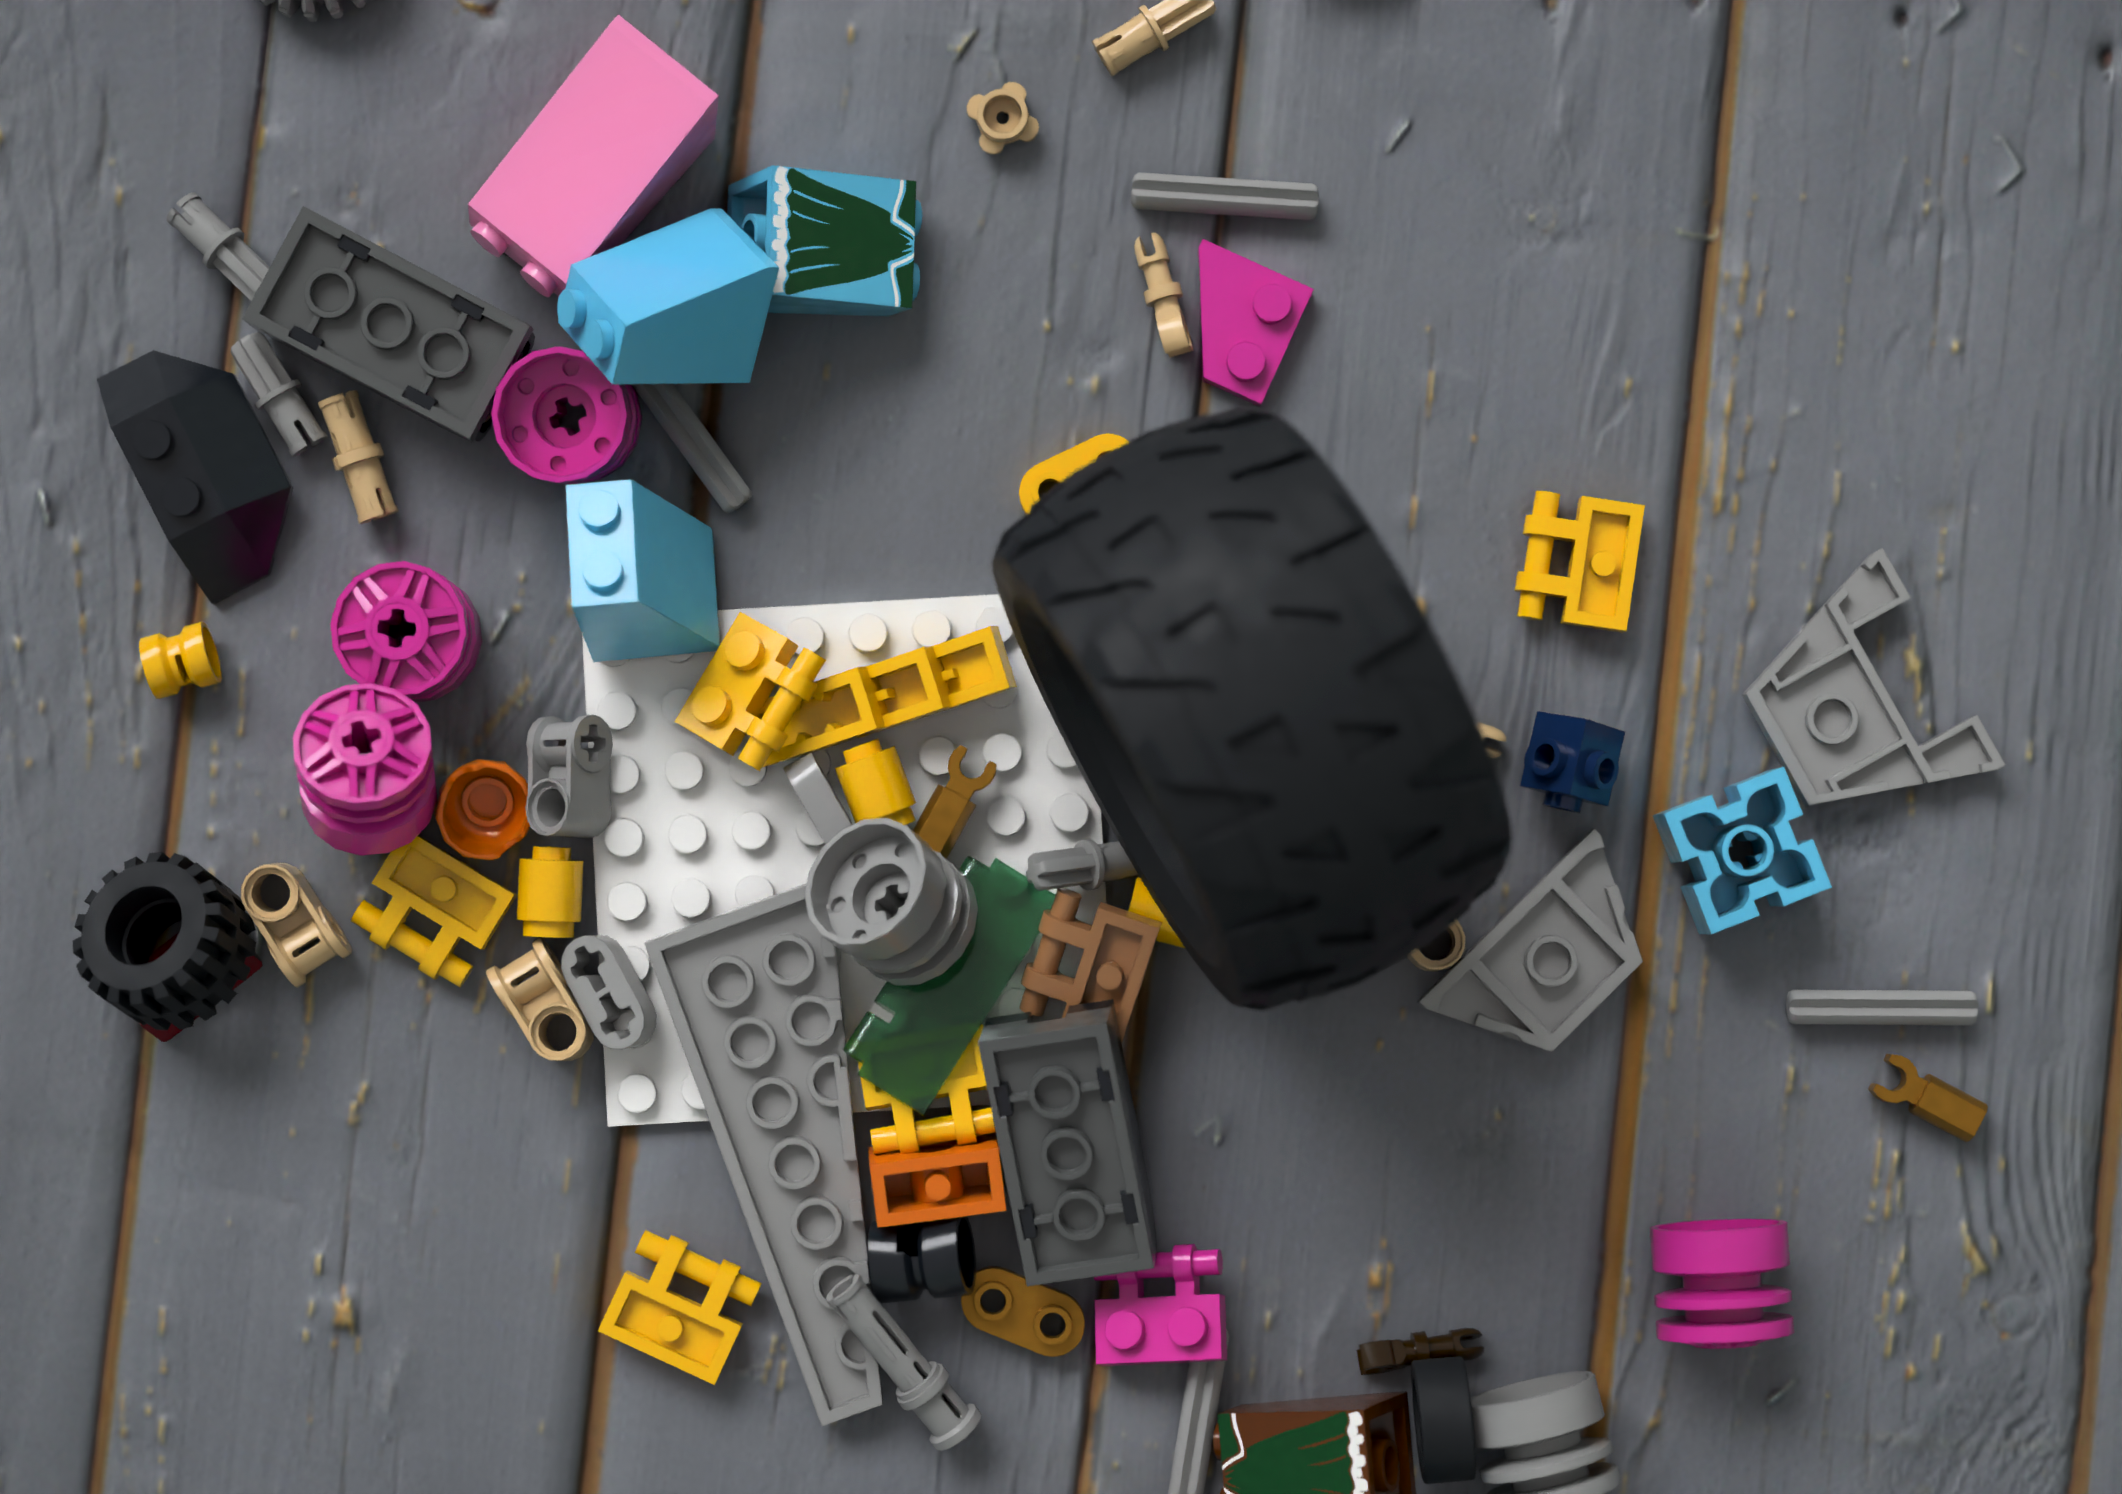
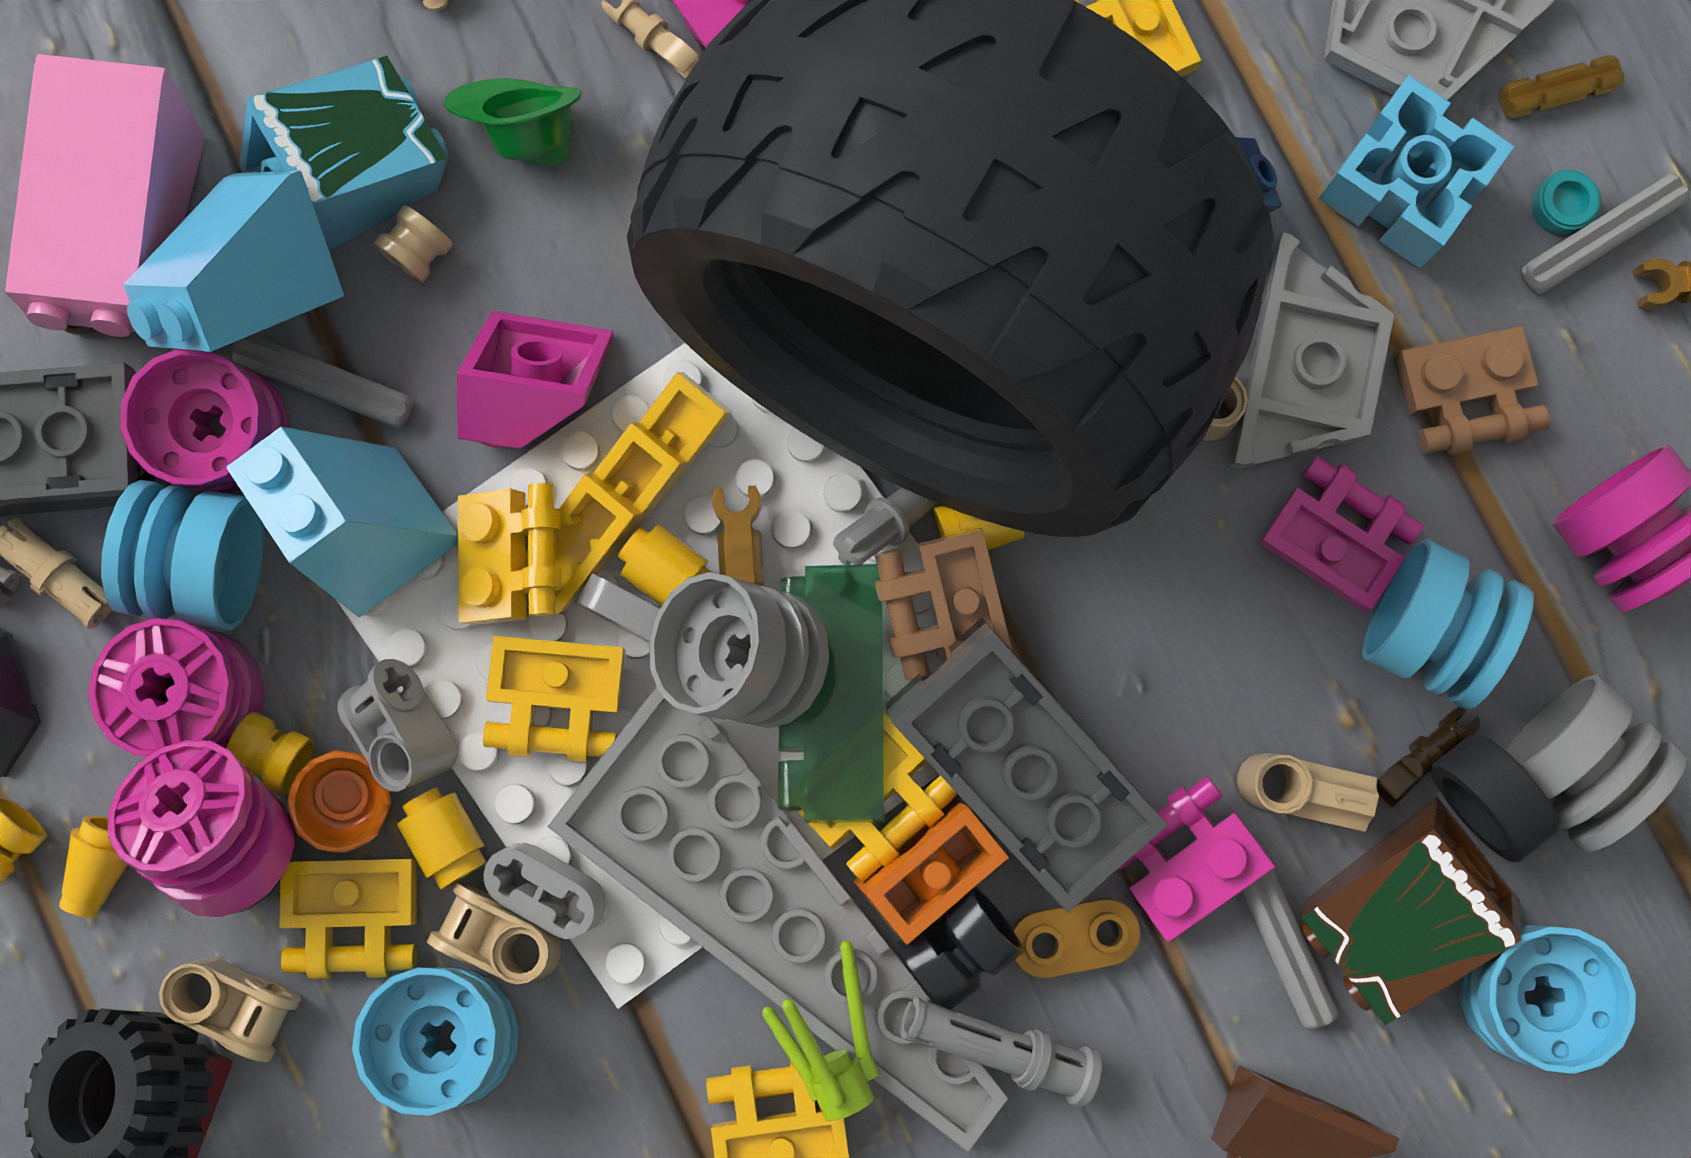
camera: 30 degrees left, 5 degrees down
(251, 729) = (90, 868): none -> yellow cone
(415, 1041) = (399, 1040): none -> medium azure wheel
(452, 733) = (269, 752): none -> yellow wheel
(469, 510) = (182, 555): none -> medium azure wheel
(726, 819) = (553, 676): none -> yellow plate
(749, 1296) = (831, 1079): none -> lime plant
(836, 360) = (413, 244): none -> tan wheel
(865, 543) = (526, 377): none -> dark pink slope
(1000, 299) = (519, 117): none -> green piece
(1300, 1318) = (1311, 791): none -> tan piece
(1455, 1127) = (1333, 549): none -> dark pink plate
(1500, 1253) = (1454, 628): none -> medium azure wheel
(1679, 1051) = (1466, 372): none -> medium nougat plate
(1868, 957) = (1566, 202): none -> teal tile
(1934, 852) = (1561, 86): none -> pearl gold axle

